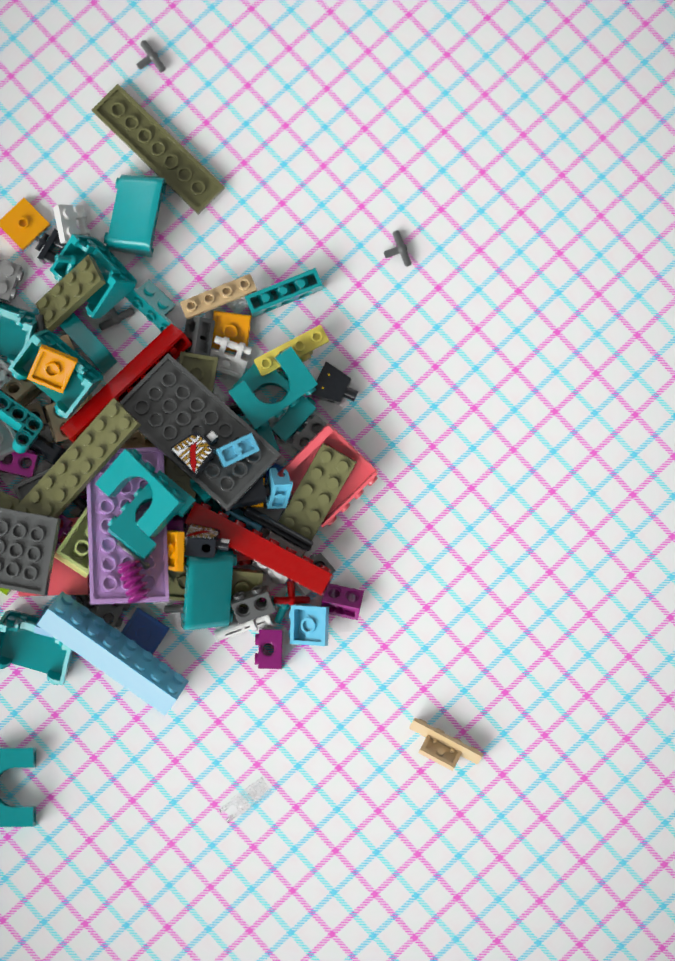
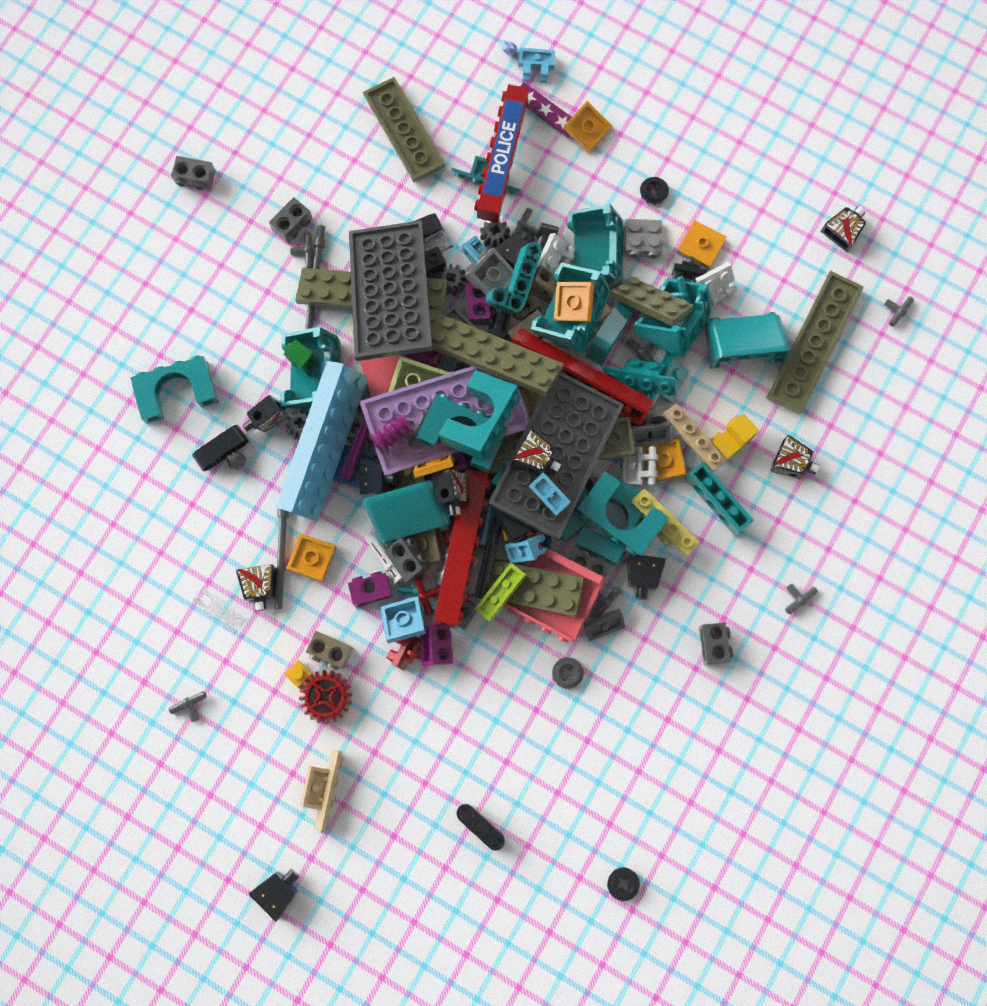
camera: 70 degrees right, 5 degrees down
(19, 651) = (301, 357): none -> green brick
(51, 79) = (845, 227): none -> torso
(64, 696) = (265, 415): none -> black torso
(83, 665) = (294, 421): none -> dark grey gear
(85, 757) = (220, 447): none -> black beam
(102, 745) = (236, 460): none -> dark grey plate
(131, 624) = (355, 452): none -> magenta axle
(142, 325) = (643, 376): none -> teal bracket
(163, 614) = (373, 478): none -> black torso
(171, 714) = (283, 515): none -> dark grey bar
(221, 697) = (311, 557): none -> light orange plate
(229, 257) = (737, 435): none -> yellow brick
(232, 755) = (257, 584): none -> torso
(267, 209) = (794, 459): none -> torso
(312, 525) = (500, 592): none -> lime plate
(312, 701) = (331, 646): none -> dark tan brick
(325, 852) = (188, 704): none -> dark grey piece
(329, 740) = (297, 673): none -> yellow plate
(342, 632) = (406, 653): none -> red hips
(343, 726) = (317, 703): none -> red gear
(349, 430) = (605, 602): none -> dark grey piece
(370, 438) = (604, 625): none -> dark grey plate
(413, 487) = (577, 671): none -> dark grey gear
(417, 346) = (708, 643): none -> dark grey brick
(524, 814) = (276, 893): none -> black torso
(526, 602) = (483, 836): none -> black beam
(612, 487) = (633, 884): none -> black gear

